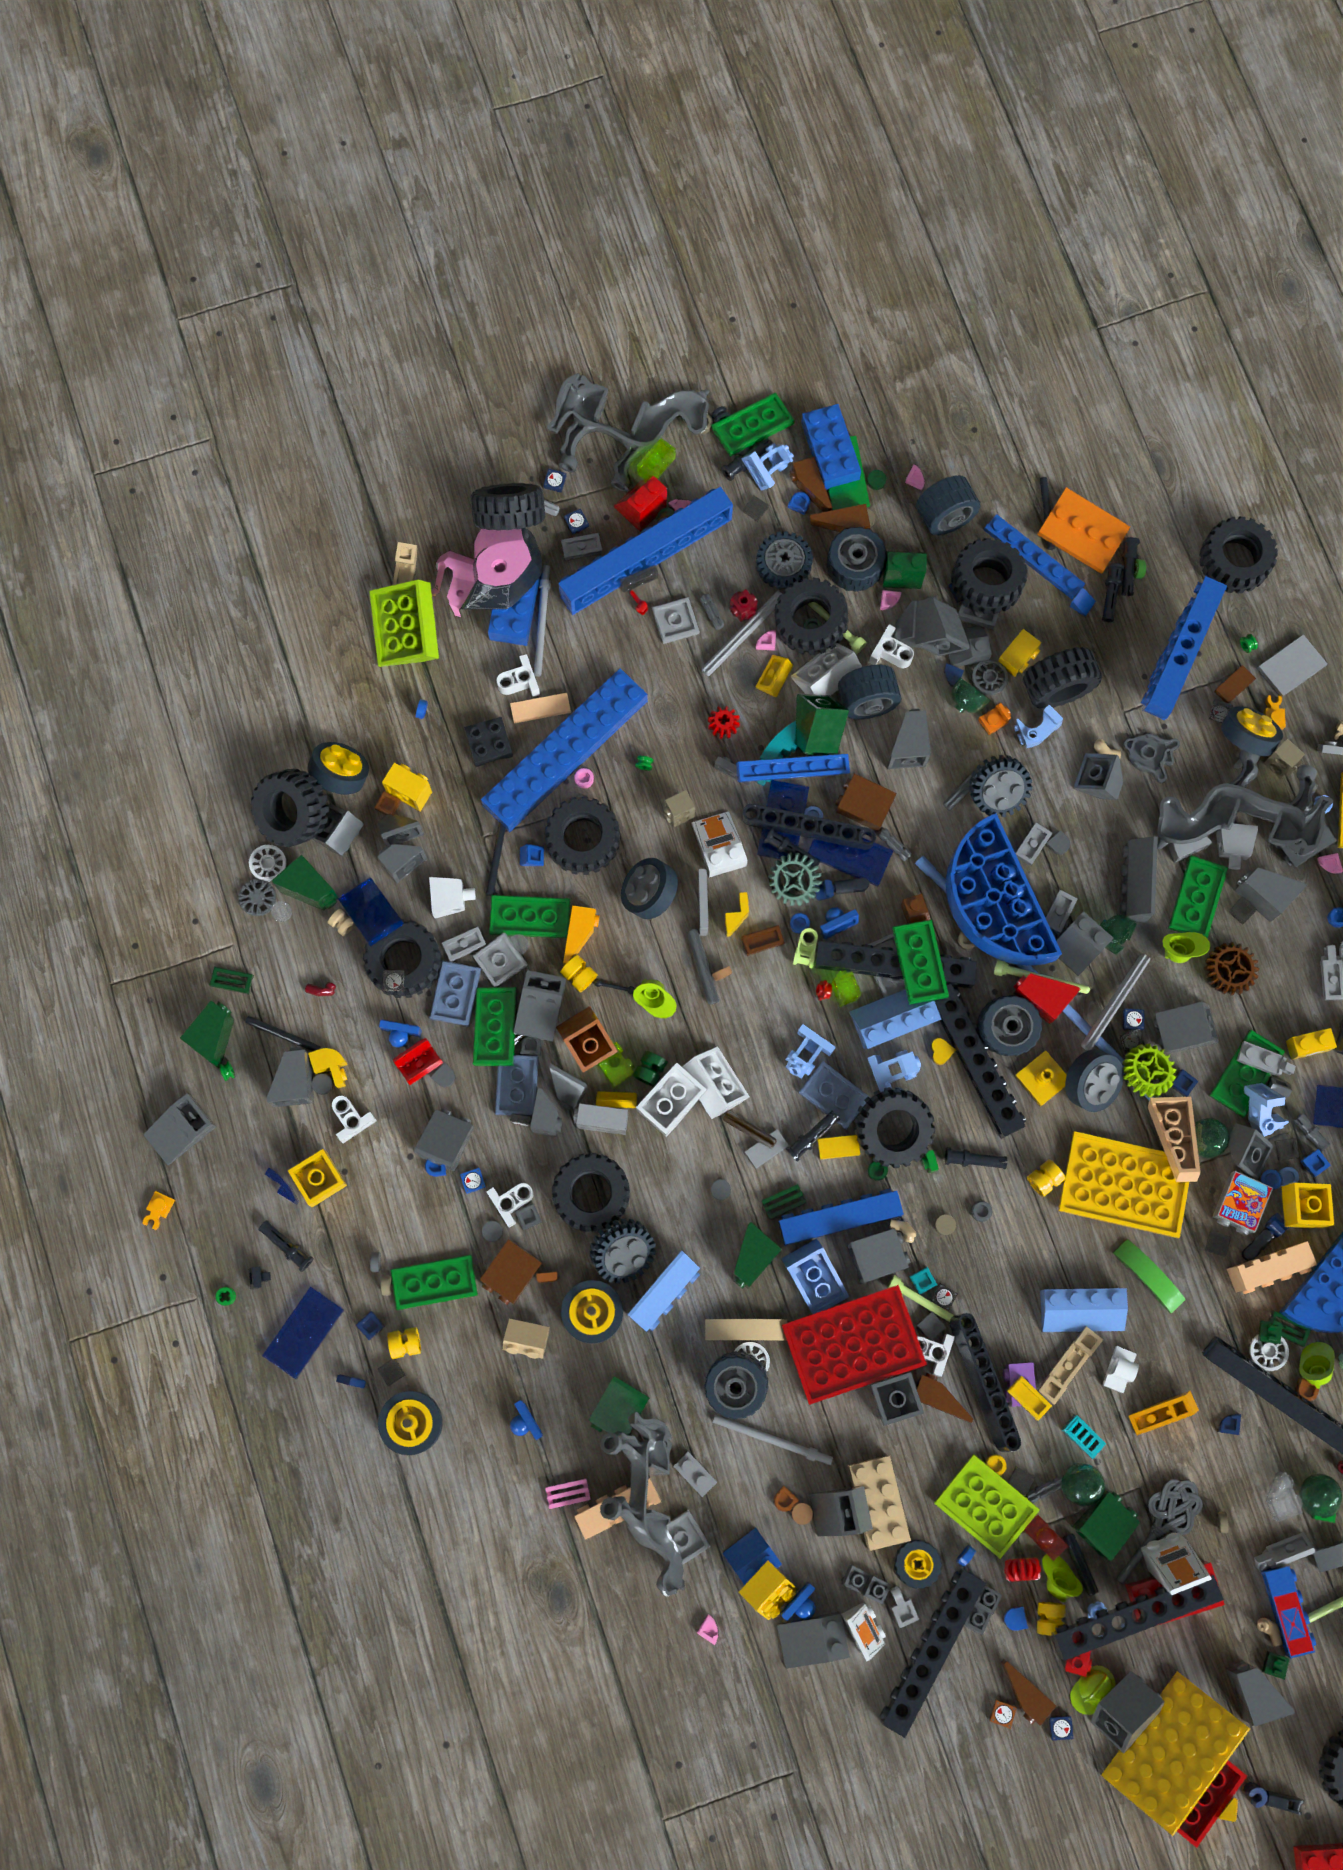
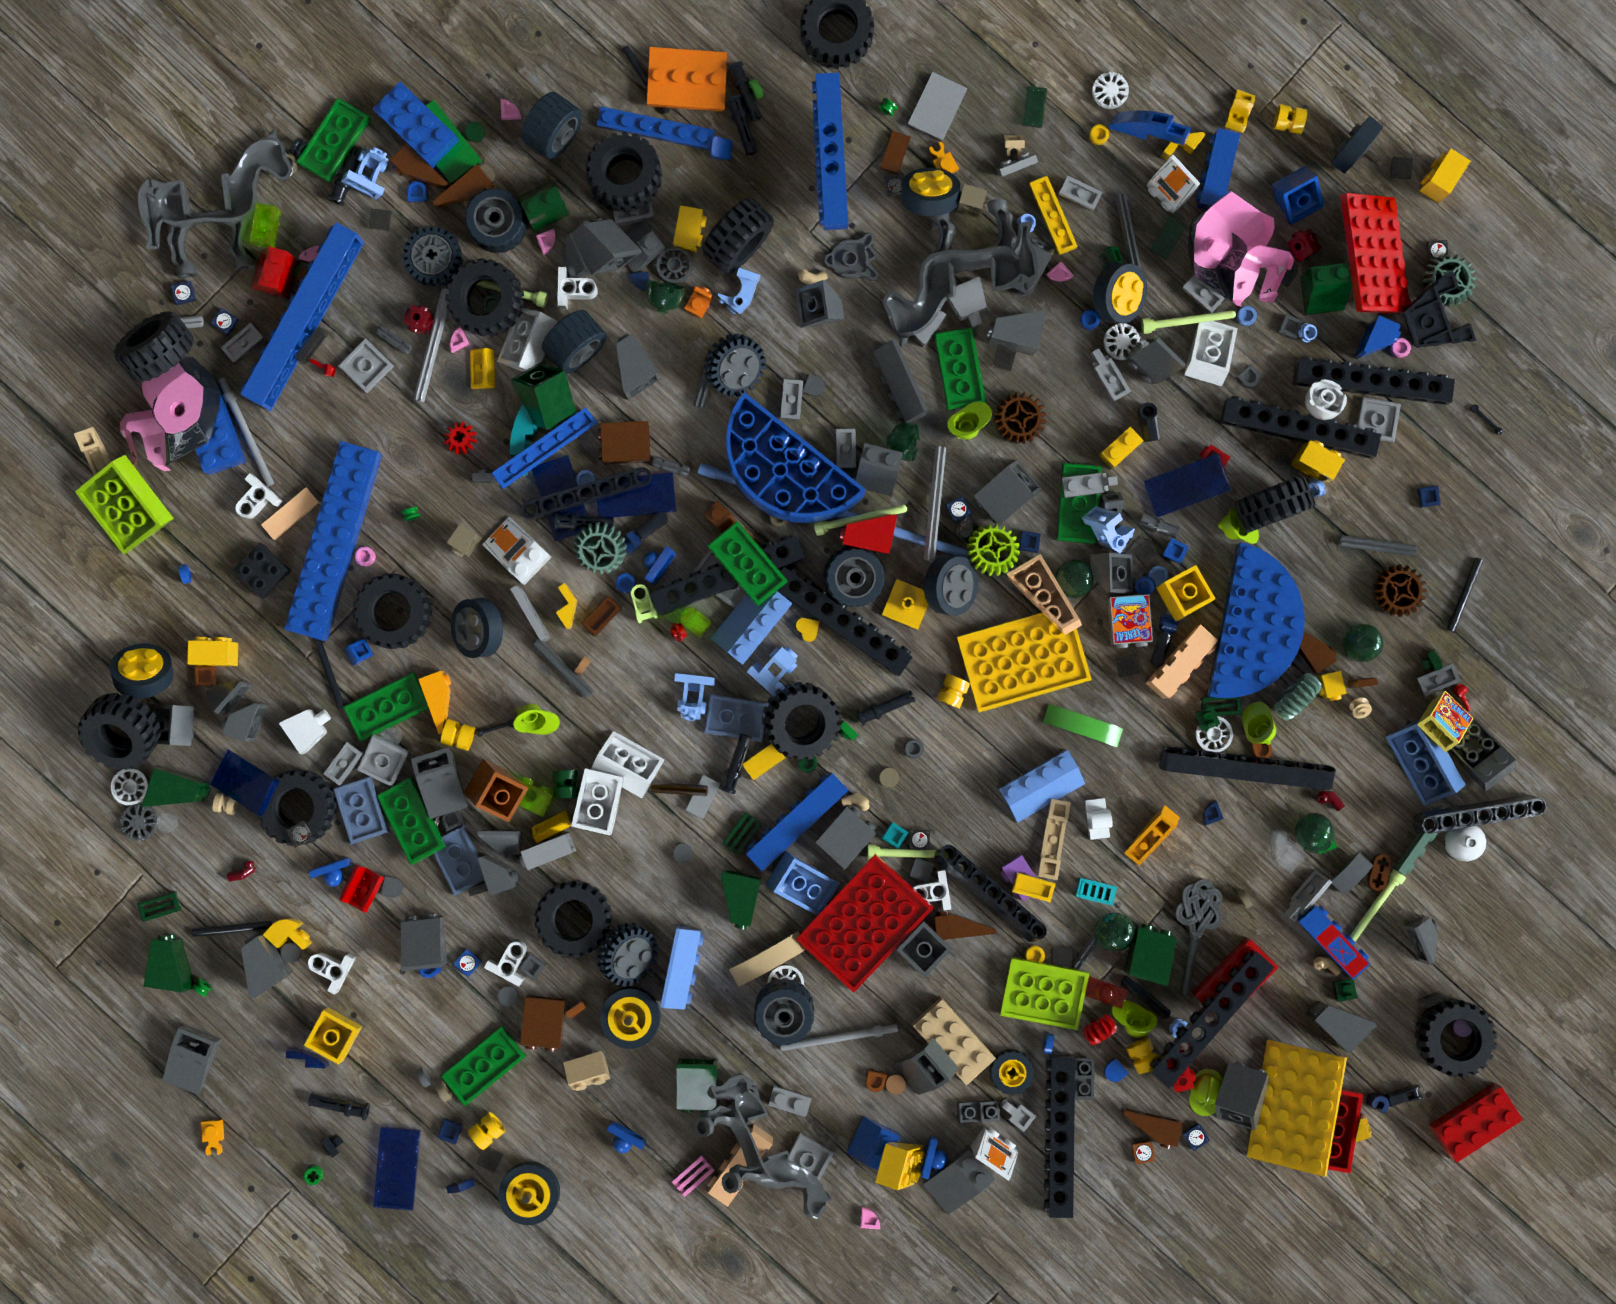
camera: 30 degrees left, 10 degrees up
(1174, 1563) = (1221, 957): white slope -> none

